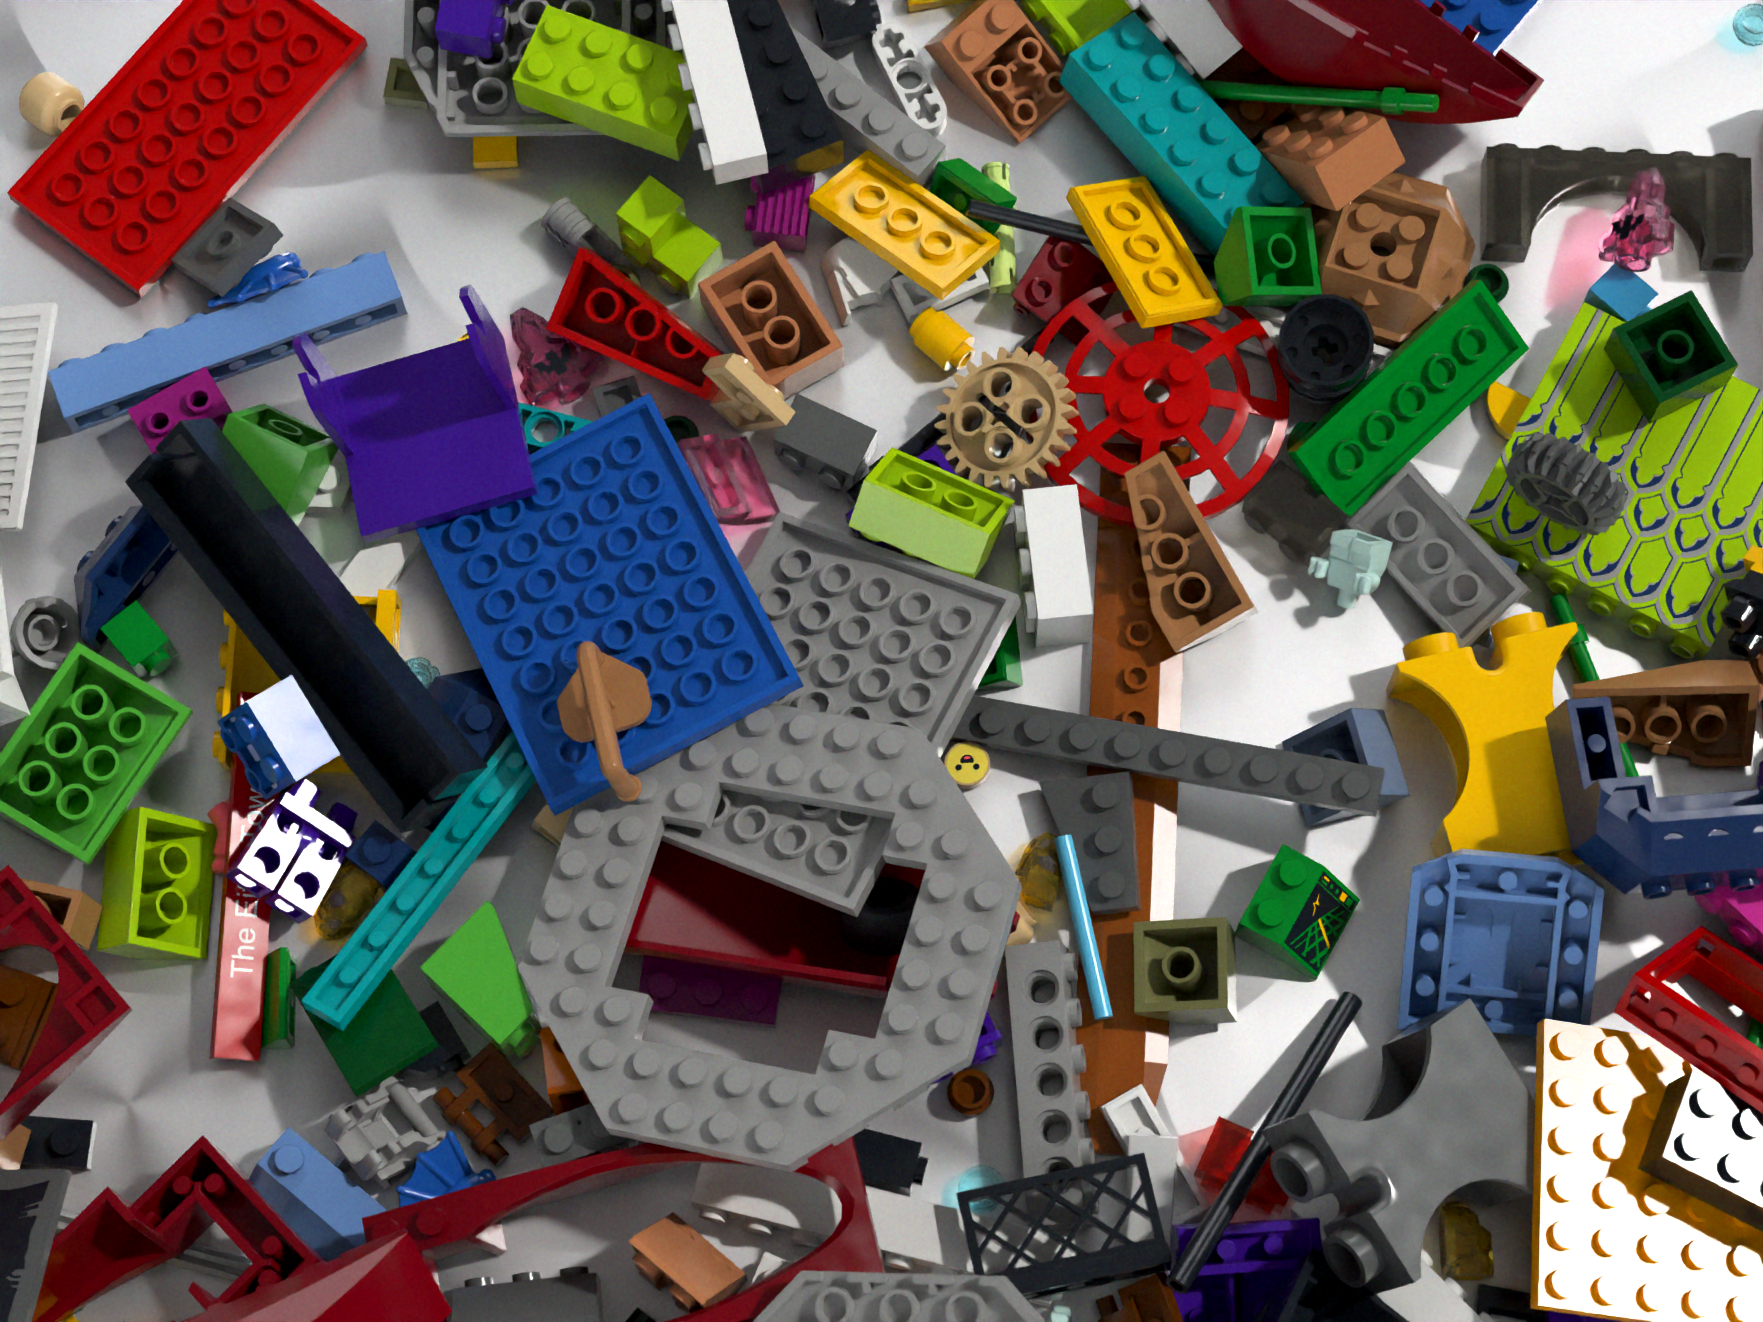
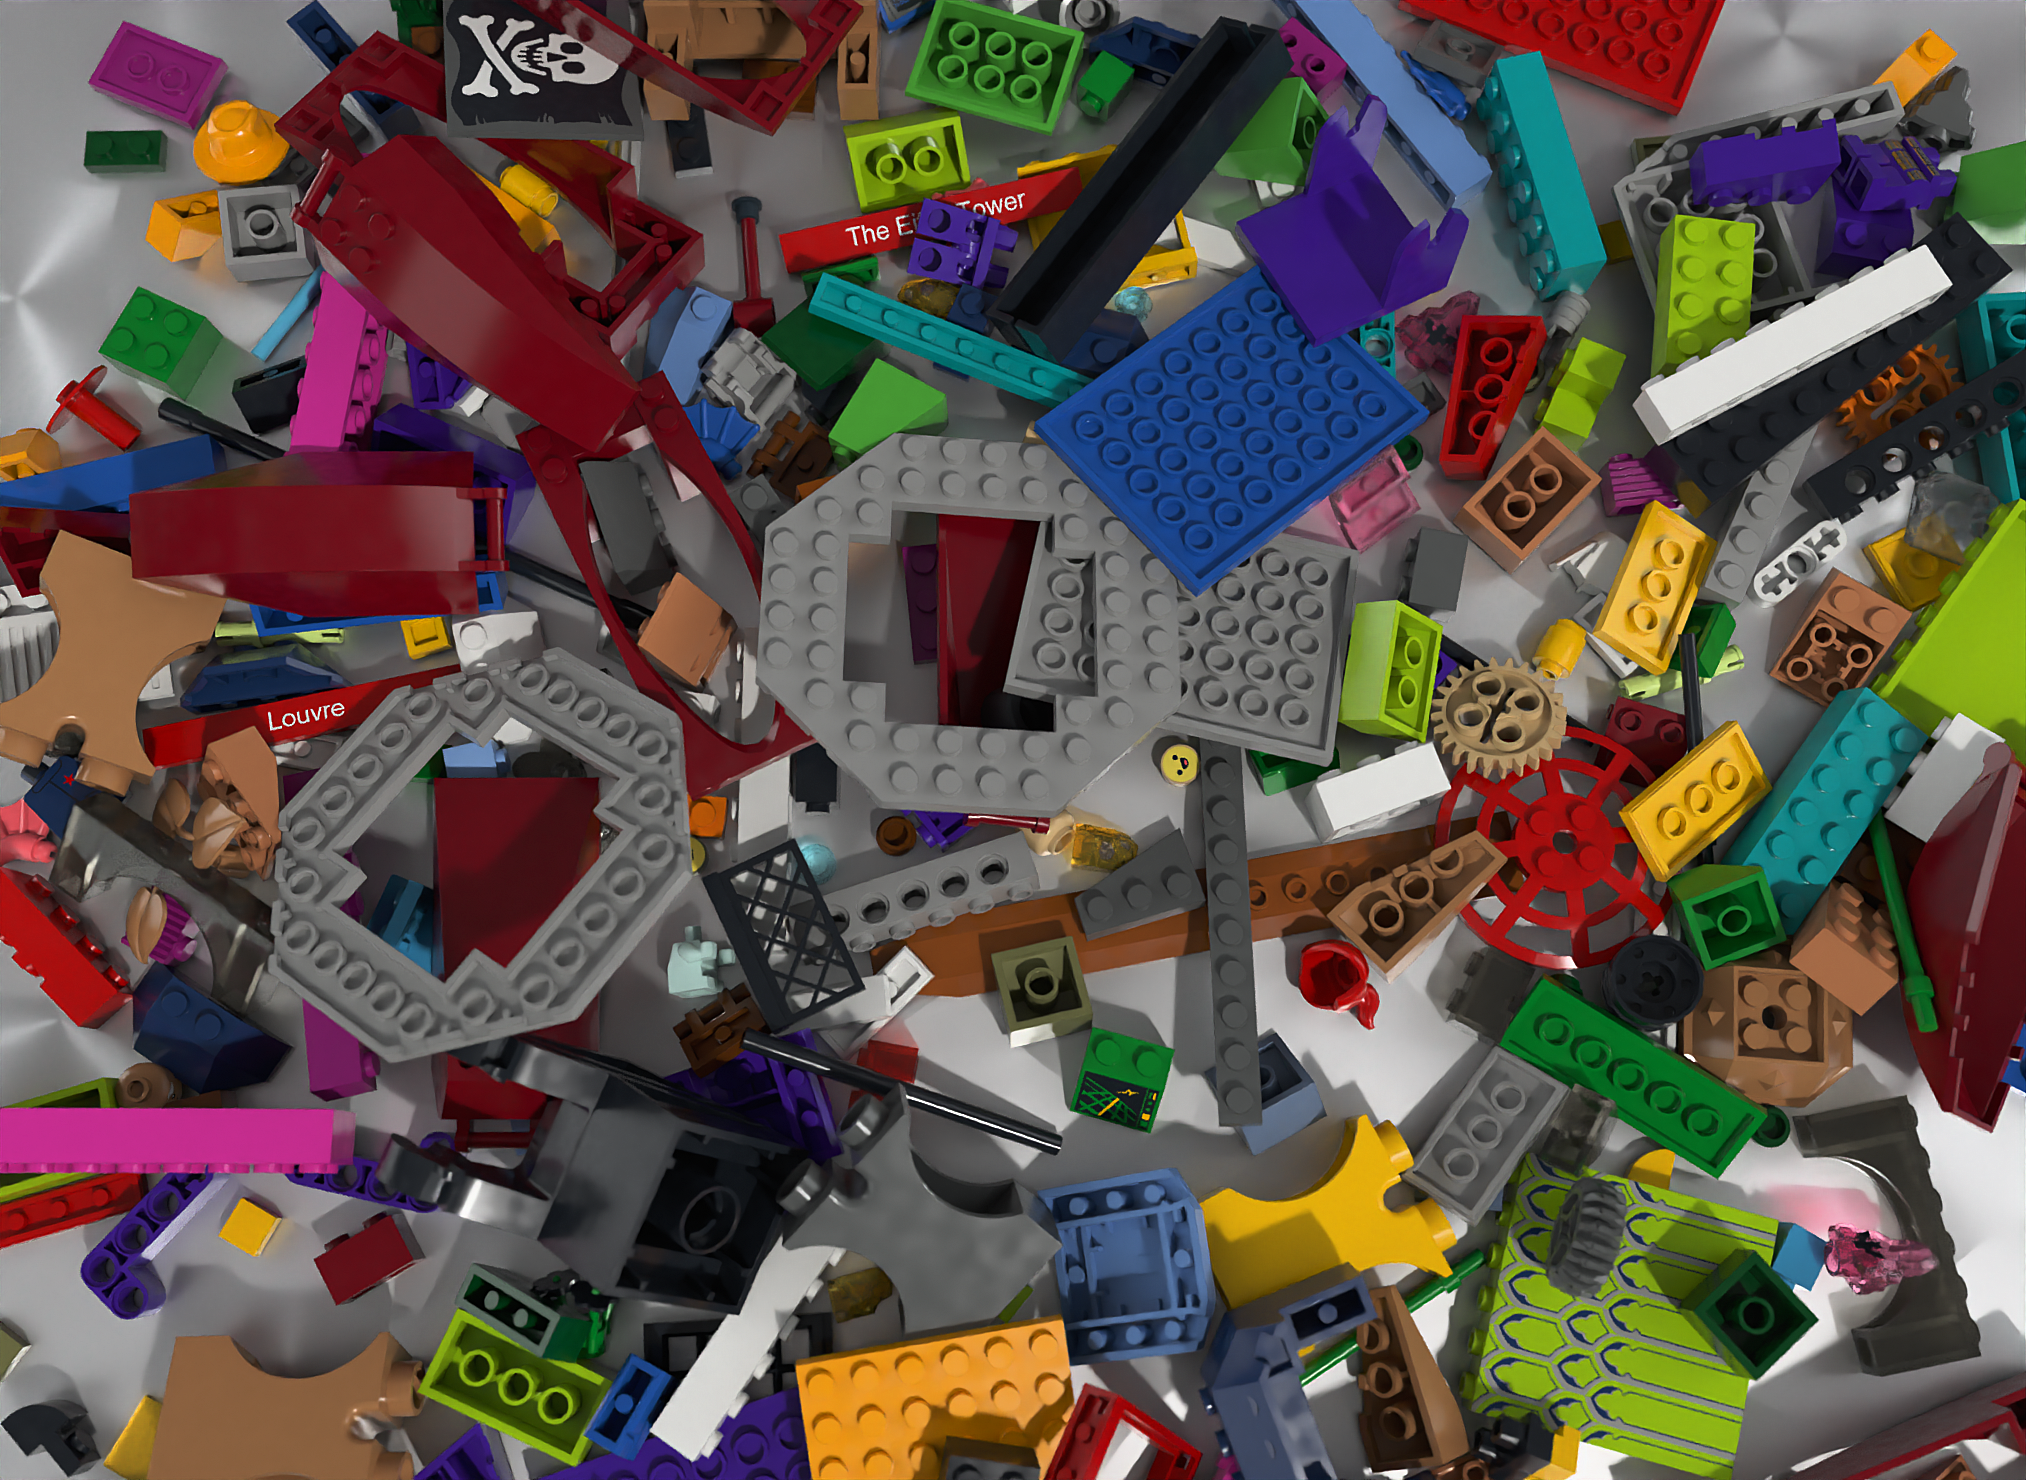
camera: 75 degrees right, 5 degrees up
(277, 737) = (1042, 197): slope -> none
(302, 1108) = (753, 312): none -> dark red piece
(406, 204) = (1540, 177): none -> teal brick
(600, 702) = (1136, 435): medium nougat piece -> none
(744, 396) = (1446, 497): tan plate -> none
(1083, 927) = (1058, 894): medium azure bar -> none
(1243, 661) = (1336, 978): none -> red hair
(1353, 564) = (1456, 1059): light aqua piece -> none
(1456, 464) = (1580, 1131): none -> clear smoke slope

